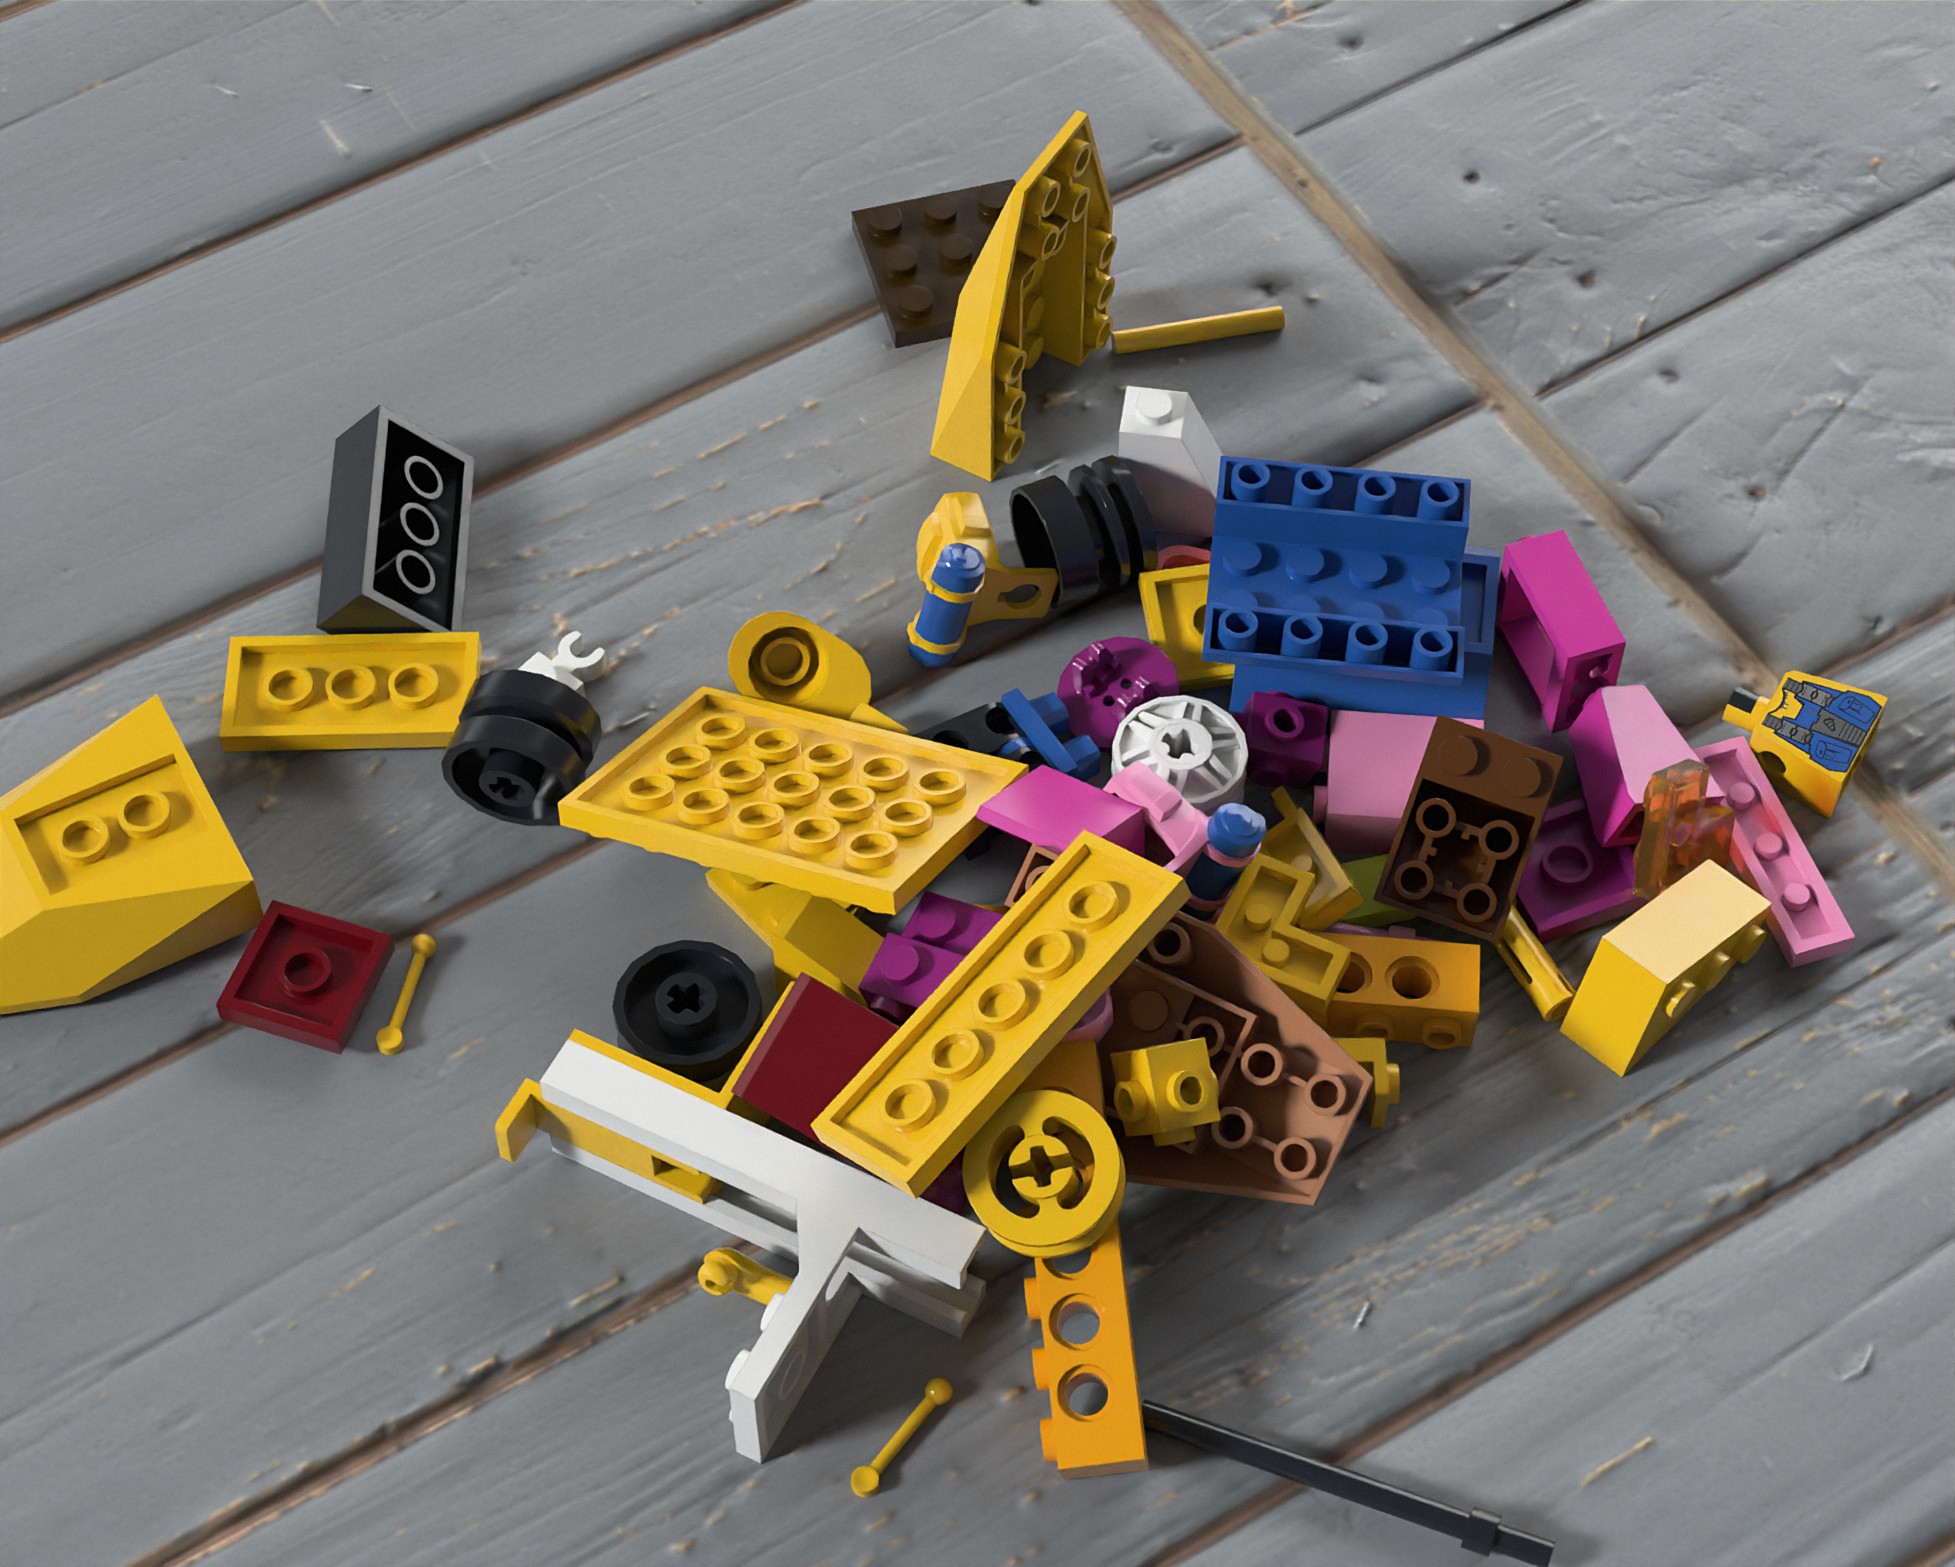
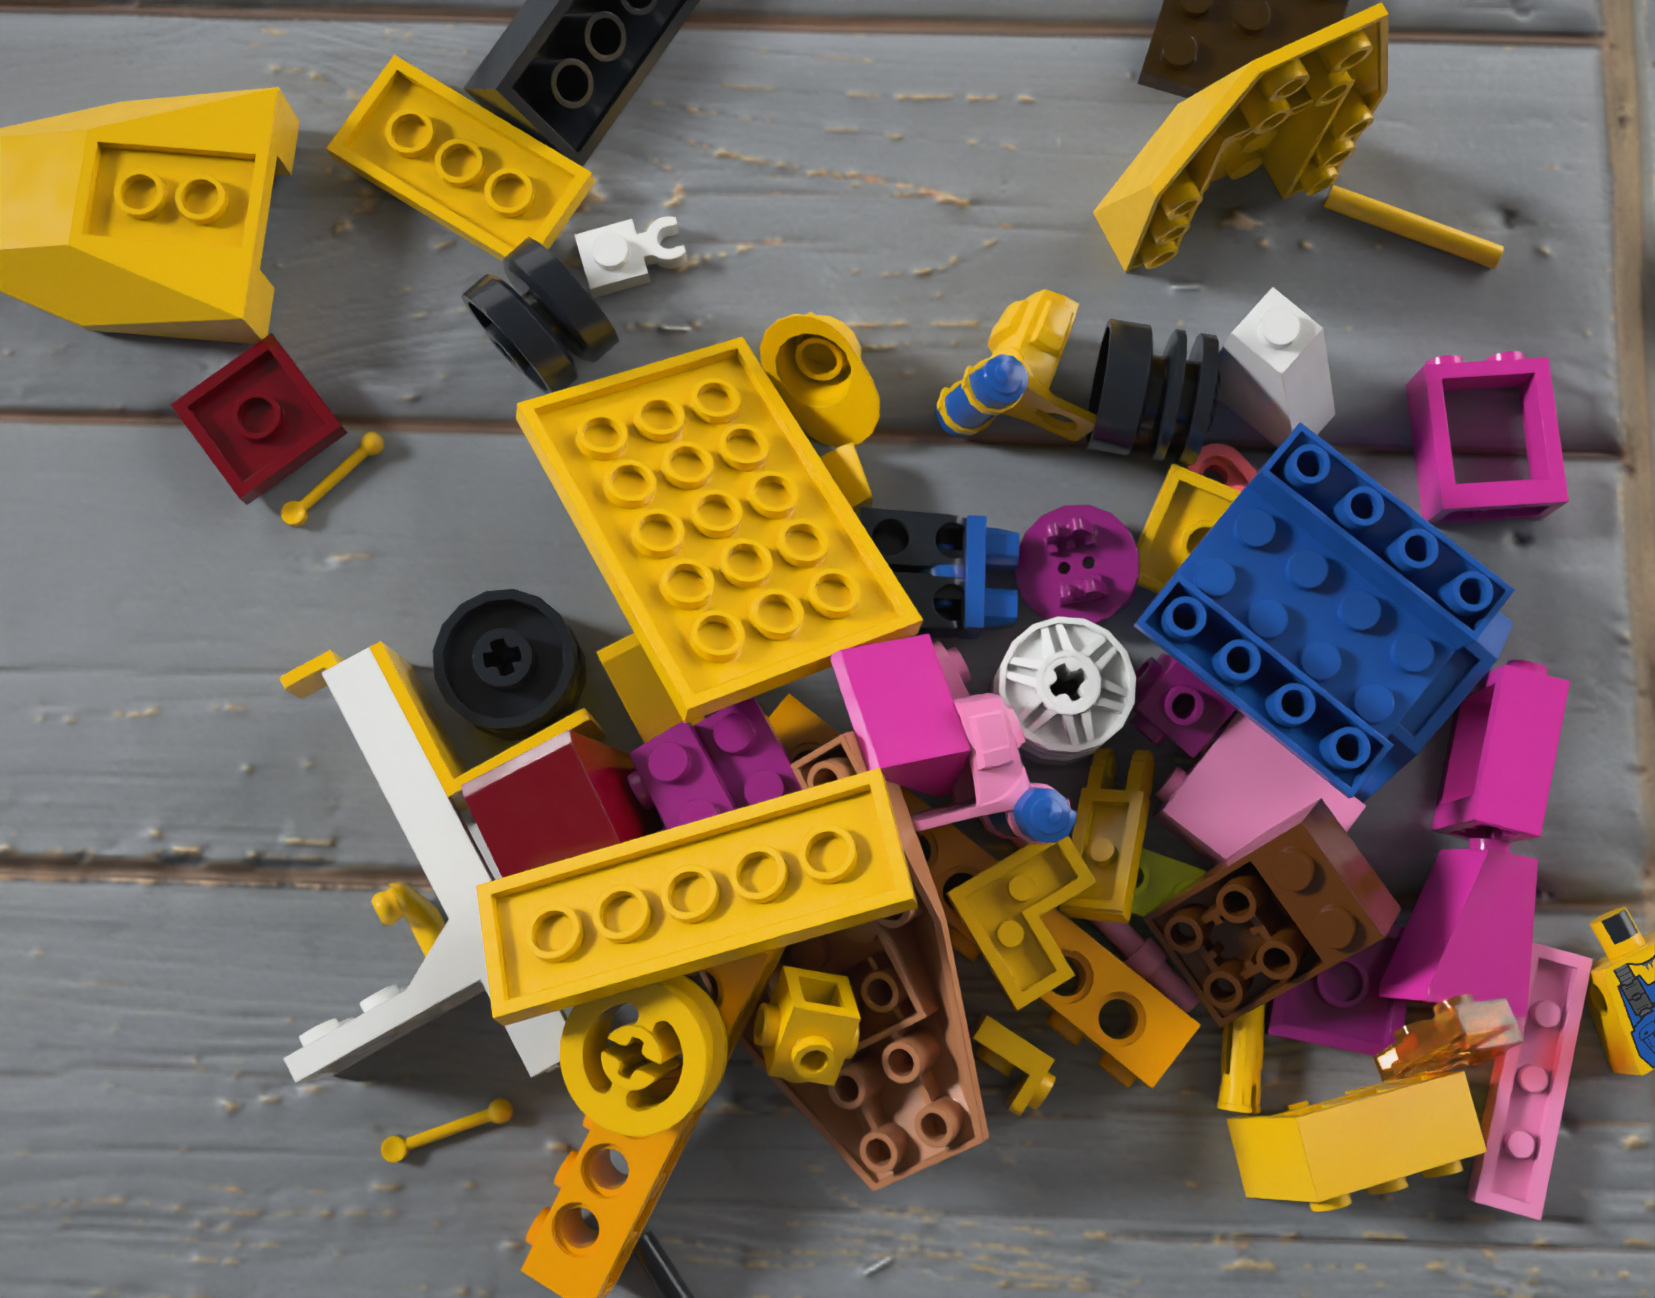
camera: 35 degrees right, 25 degrees up
(1438, 439) = (1448, 502): none -> dark pink window

